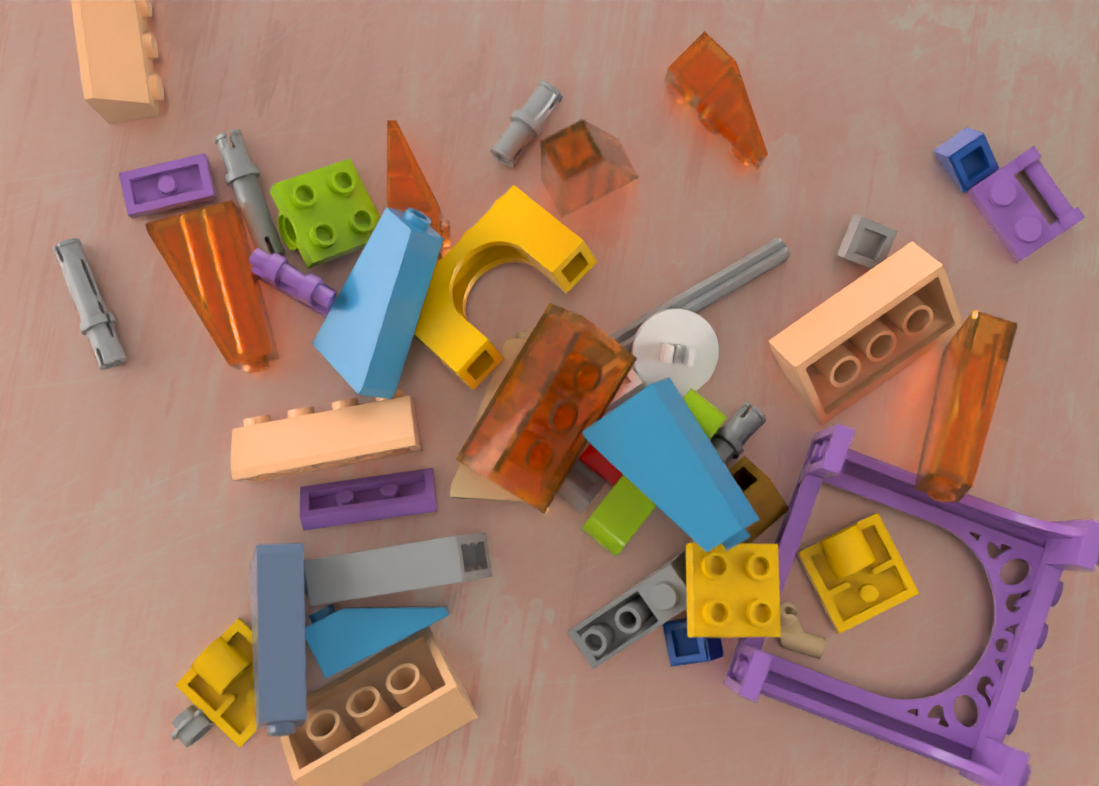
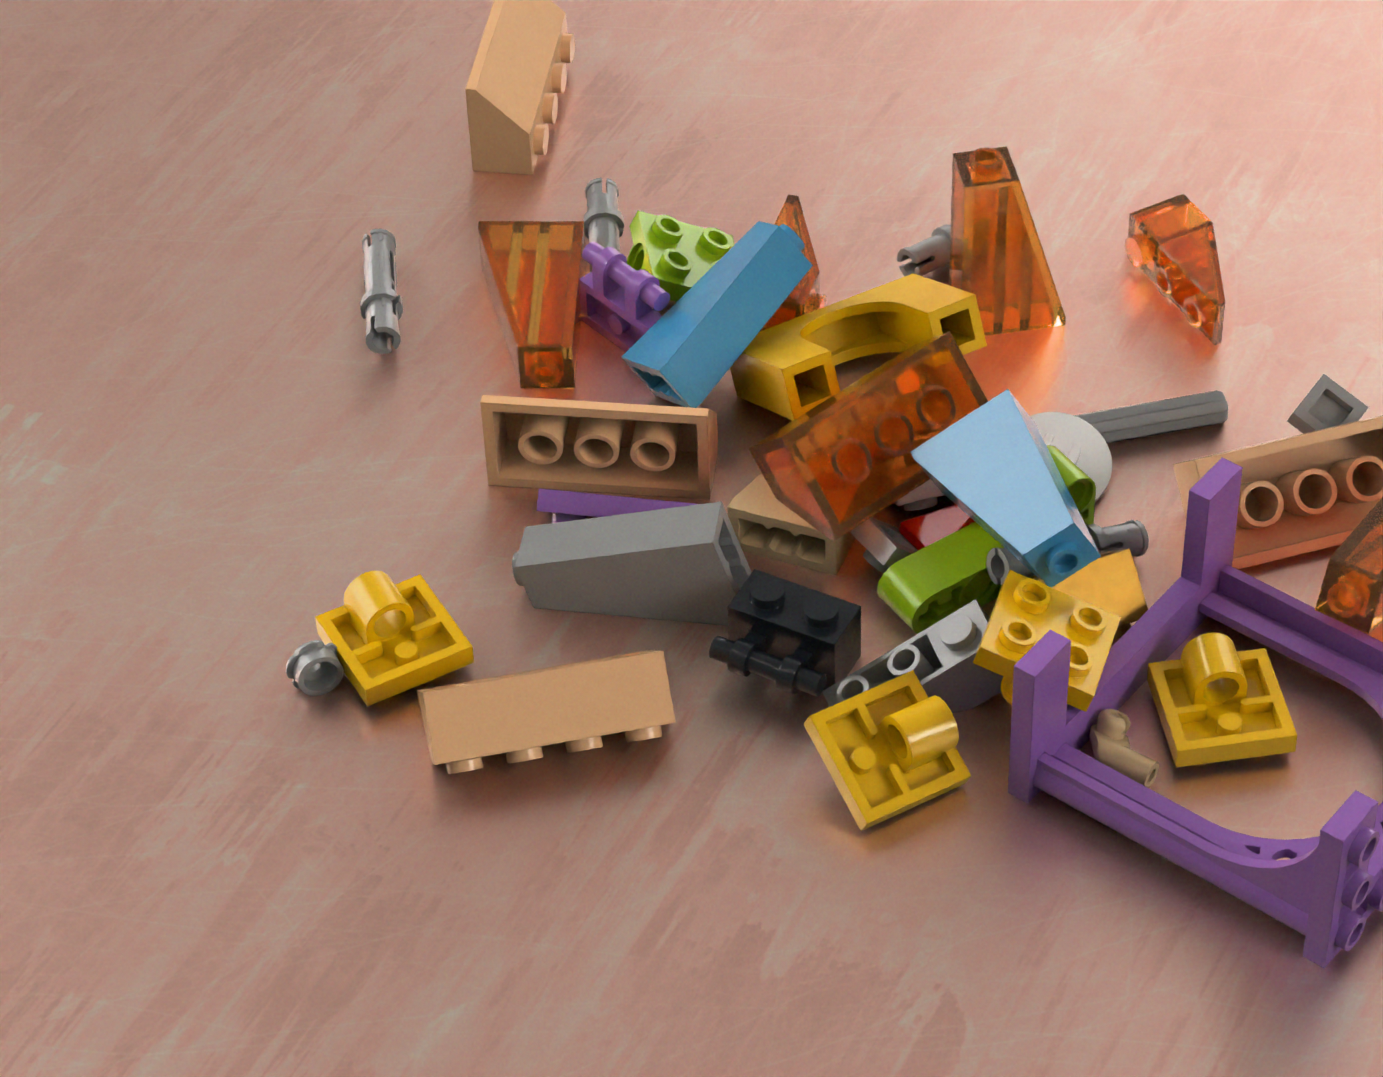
camera: 20 degrees right, 40 degrees down
(168, 186) = (511, 207): medium lavender plate -> none
(278, 637) = (467, 566): sand blue slope -> none
(355, 633) = (574, 621): dark azure slope -> none
(536, 598) = (789, 635): none -> black brick
(636, 698) = (889, 749): none -> yellow plate
(689, 650) = (984, 731): blue slope -> none

